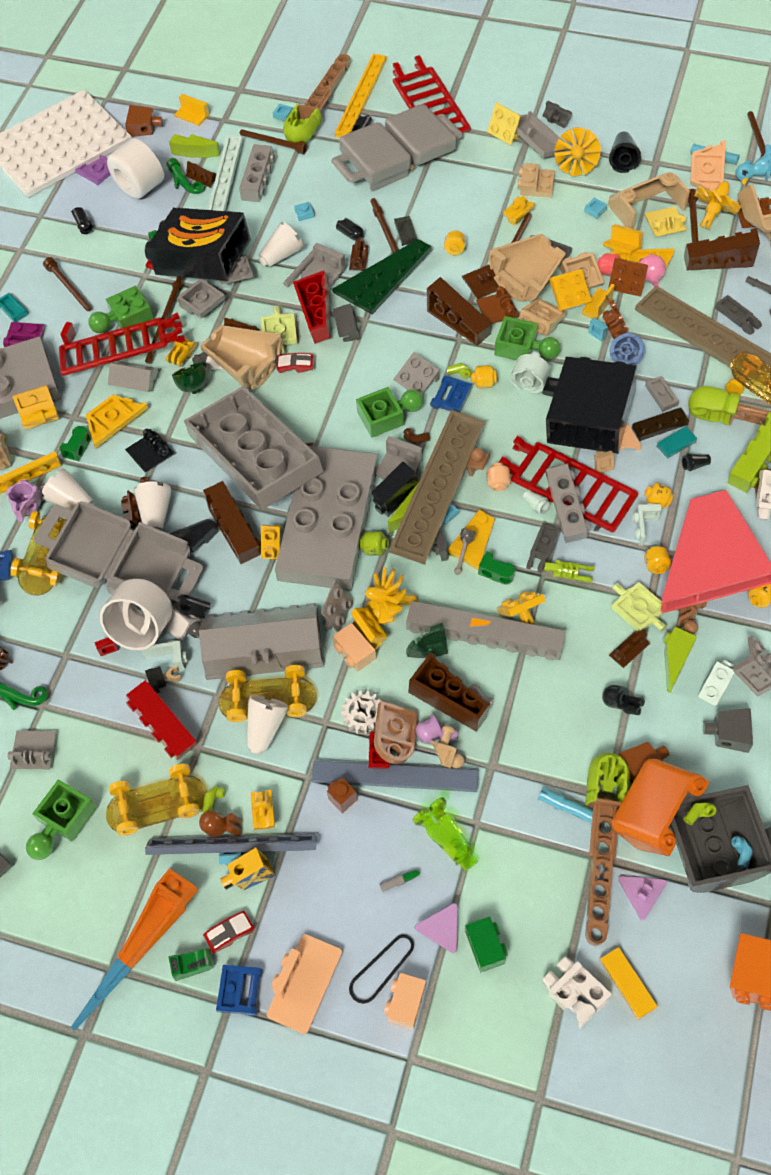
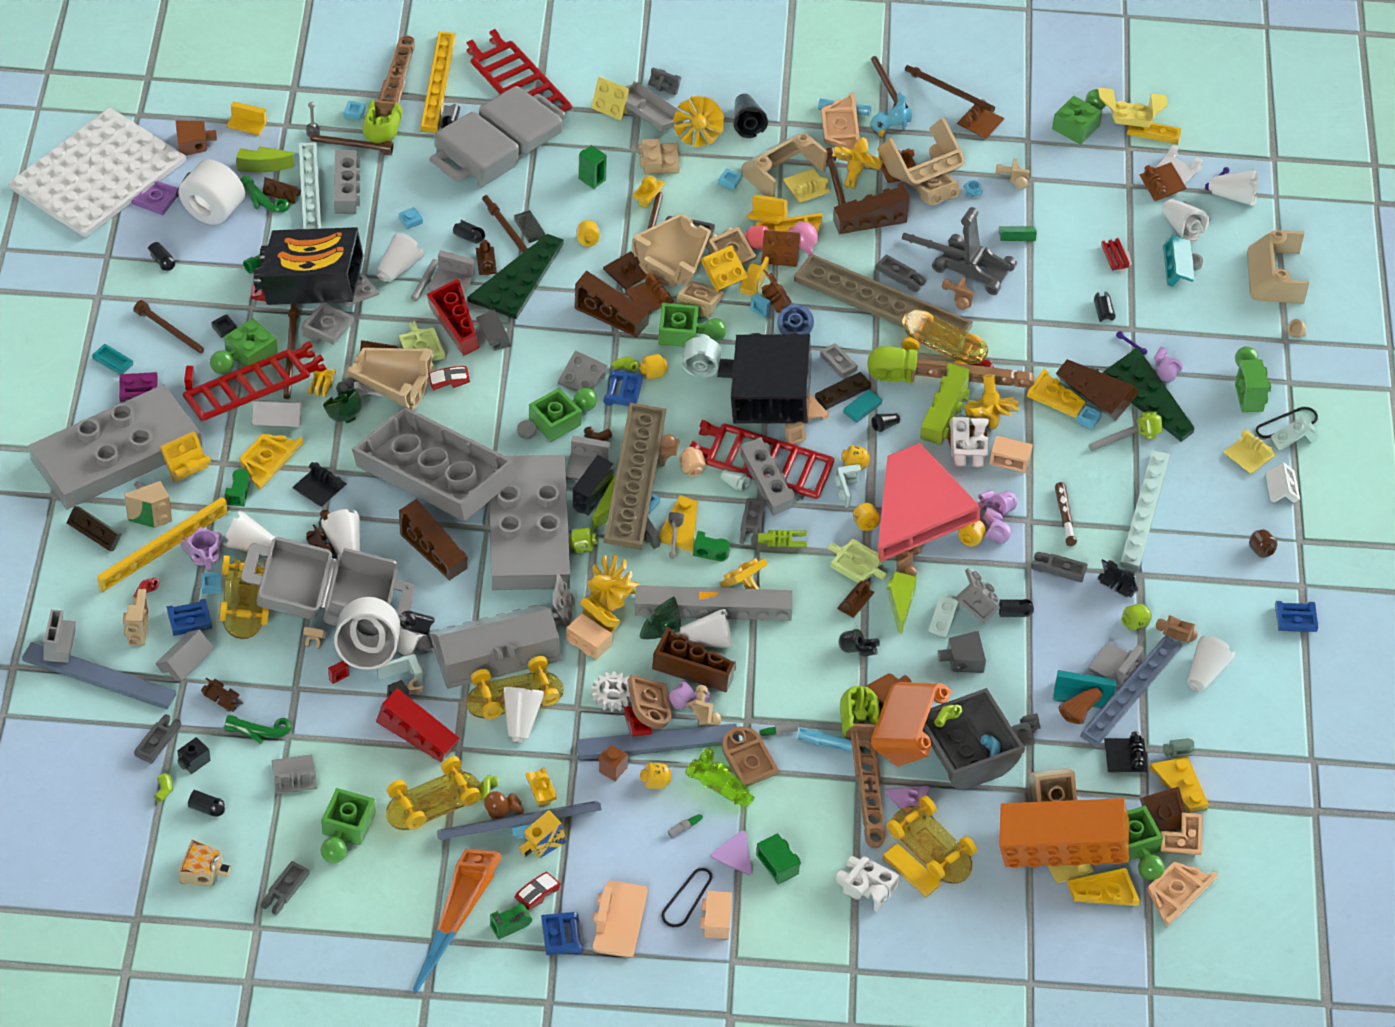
camera: 20 degrees left, 10 degrees down
(21, 534) = (211, 583): none -> medium azure plate
(94, 602) = (314, 634): none -> tan tile
(113, 287) = (223, 325): none -> black plate
(197, 533) = (402, 553): black slope -> none
(243, 123) = (312, 128): none -> hinge
(270, 541) = (477, 552): yellow hips -> none
(352, 422) = (526, 429): none -> light grey tile
(381, 818) = (655, 776): none -> yellow head
(472, 182) = (592, 166): none -> green brick
(472, 662) = (709, 631): none -> white cone
(481, 812) = (748, 757): none -> medium nougat tile
(521, 784) = (779, 729): none -> light grey piece
(667, 974) = (932, 842): none -> clear yellow piece

